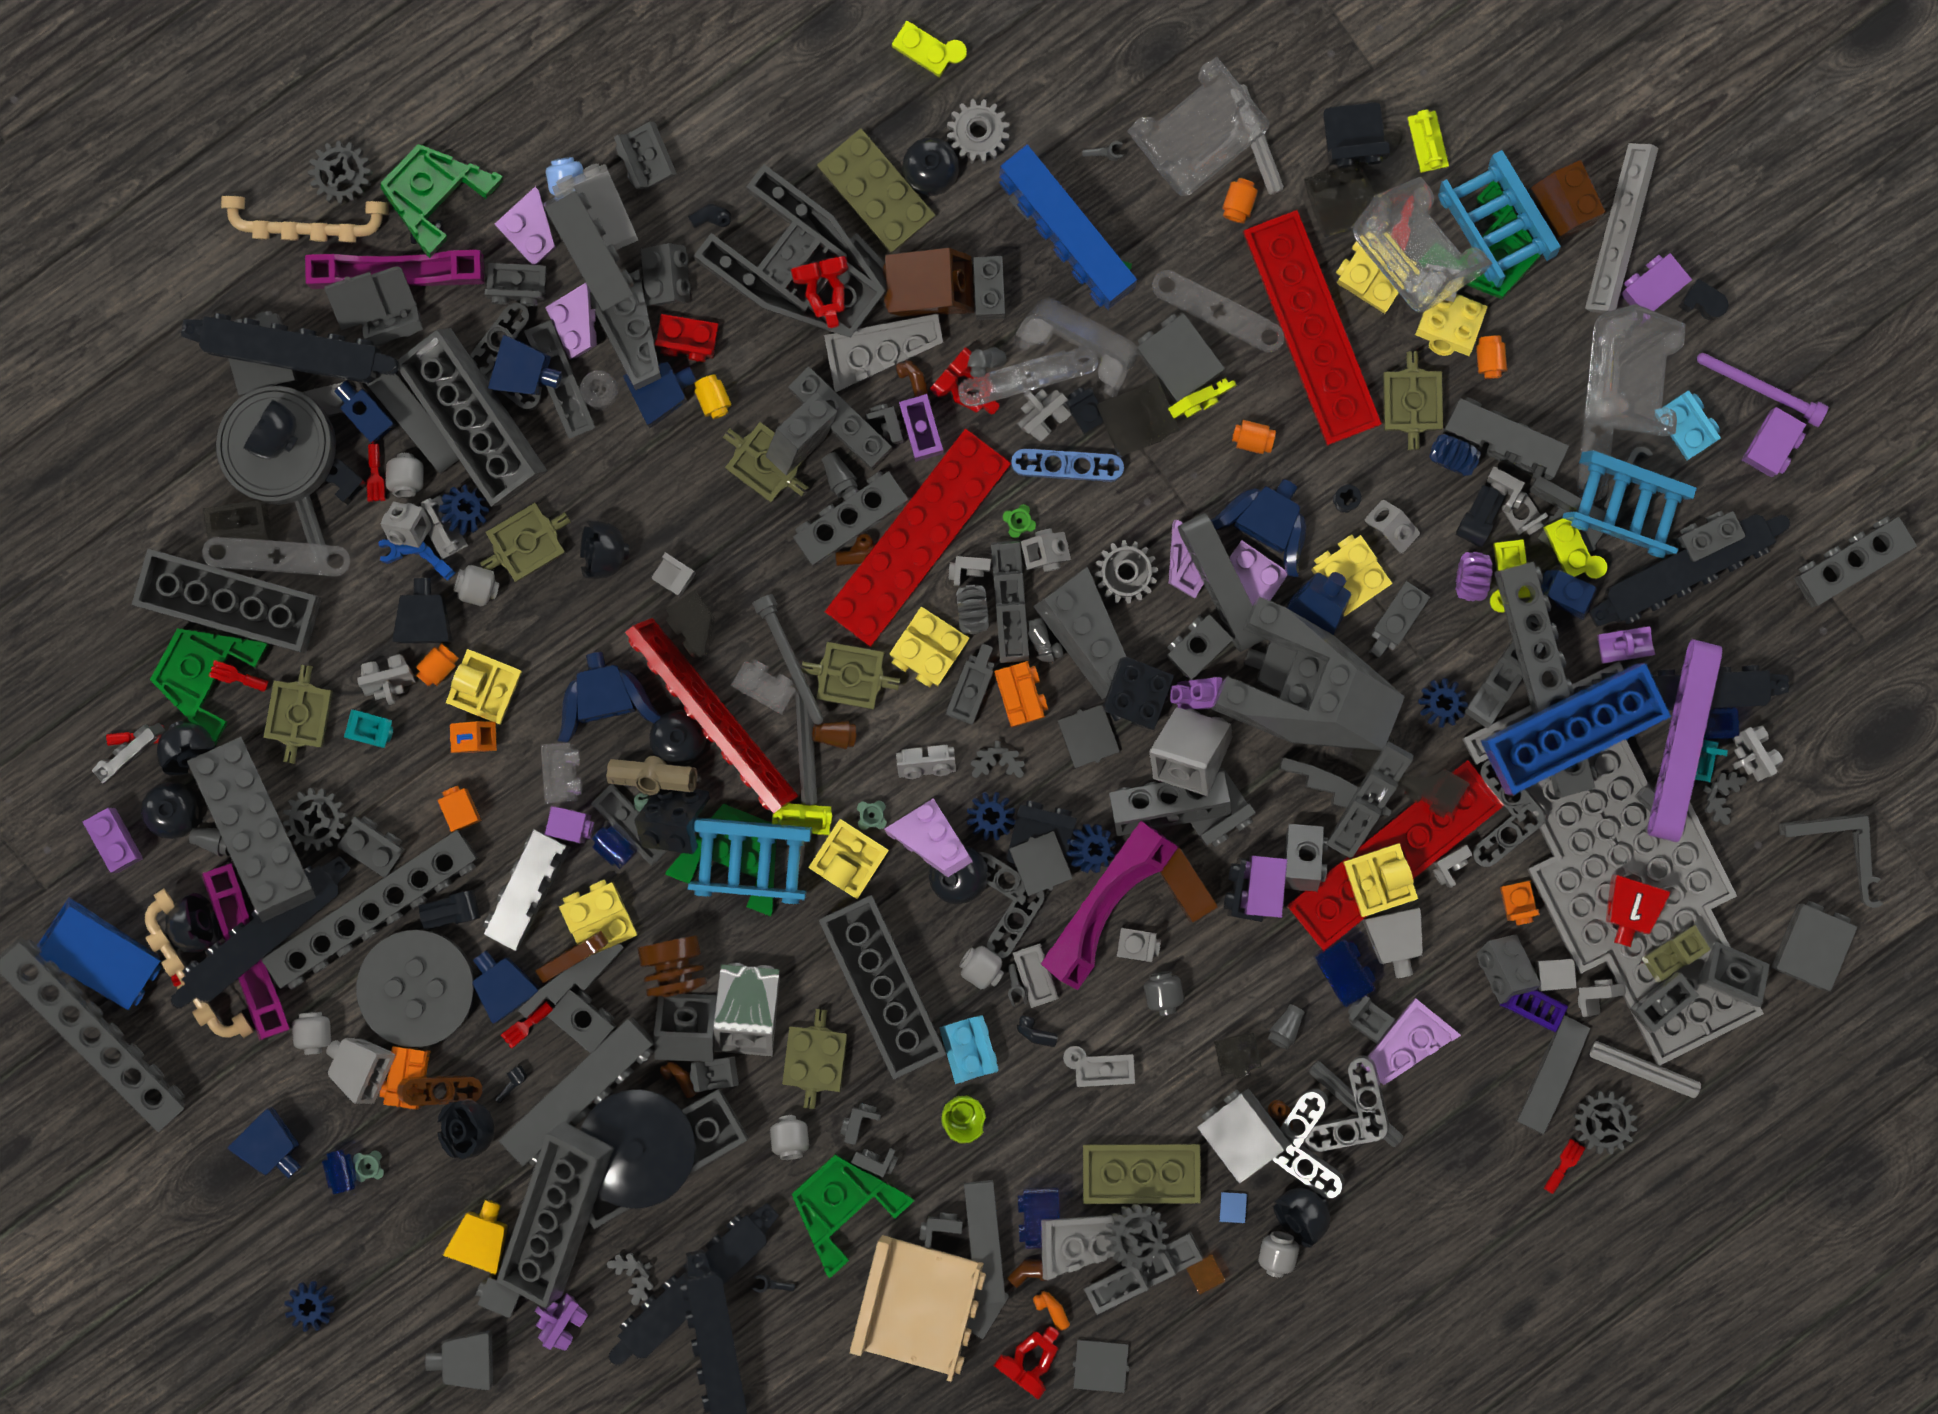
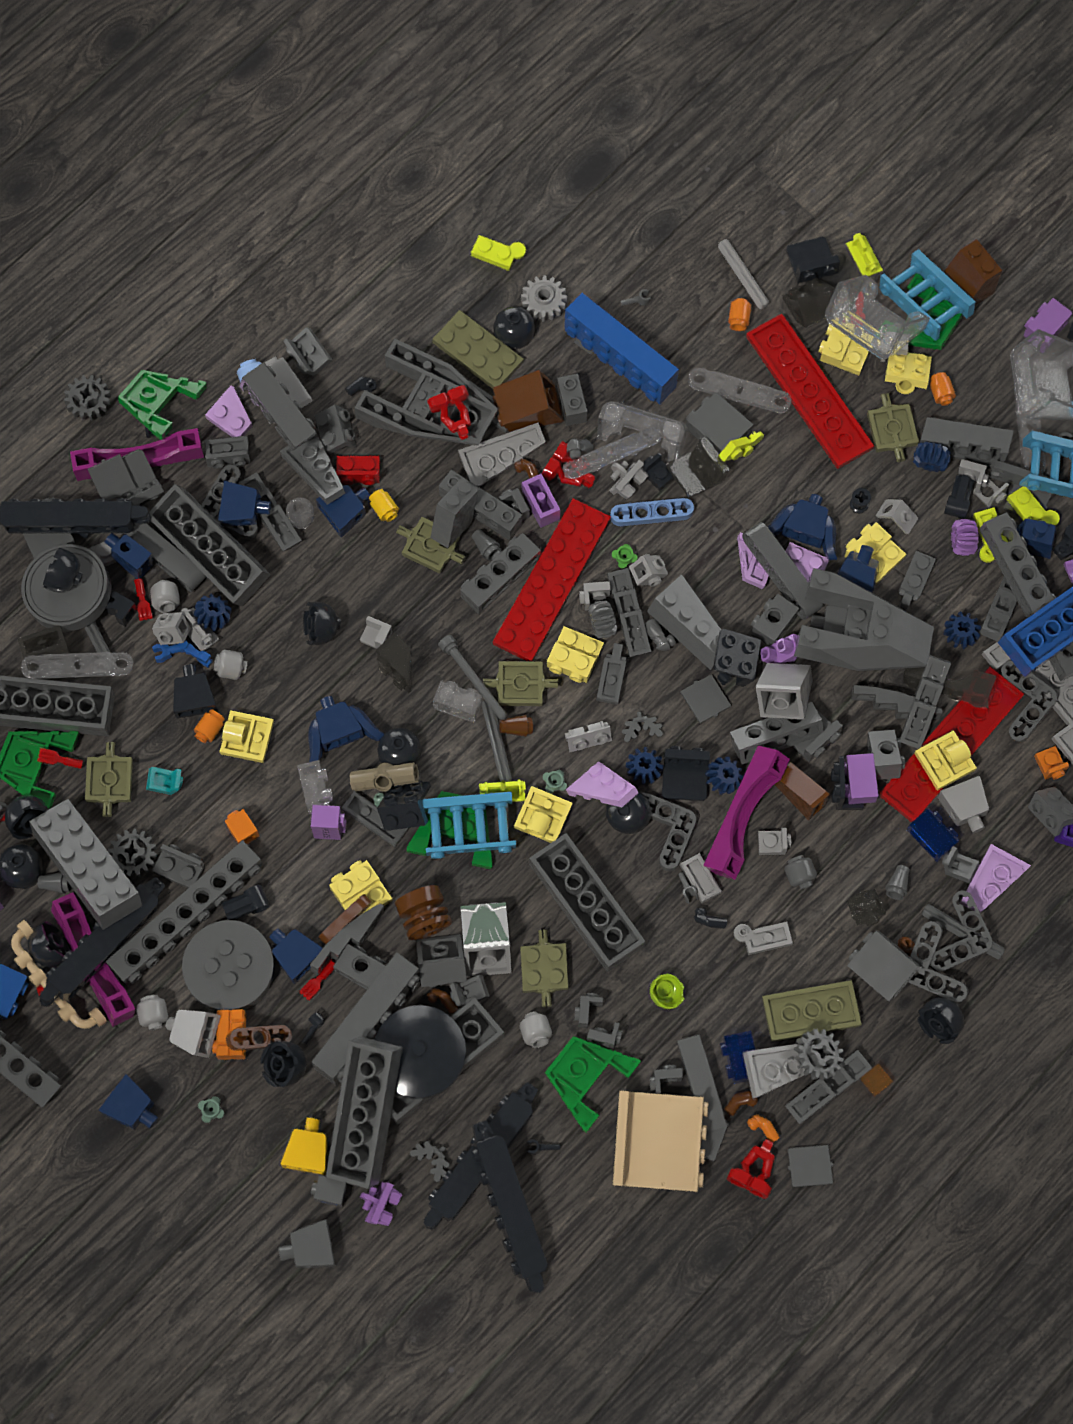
camera: 10 degrees left, 15 degrees down
(291, 230) = (76, 440): tan bar -> none
(303, 1296) = (174, 1220): dark blue gear -> none
(339, 1171) = (189, 1116): clear blue brick -> none
(387, 682) = (172, 744): light grey hips -> none
(473, 737) = (244, 772): orange brick -> none
(525, 542) = (262, 629): olive plate -> none
(526, 889) = (302, 875): wedge -> none
(574, 321) = (274, 469): lavender wing -> none
(612, 847) = (363, 835): clear blue brick -> none
(712, 715) = (427, 731): red plate -> none
(857, 553) = (509, 597): reddish brown arm -> none
(969, 1049) = (661, 938): medium azure bracket -> none
(981, 967) = (659, 876): light grey head -> none
(1020, 693) = (649, 675): orange brick -> none
(1040, 863) = (688, 793): dark grey piece -> none
(1126, 556) = (710, 566): light grey gear -> none
(1201, 131) = (705, 270): clear windscreen -> none
(1233, 1207) = (886, 1026): medium blue piece -> none
(1254, 437) = (783, 470): orange brick -> none
(1278, 1254) = (929, 1053): light grey head -> none
(1455, 859) = (996, 739): light grey bracket -> none
(1621, 228) = (1014, 289): light grey plate -> none

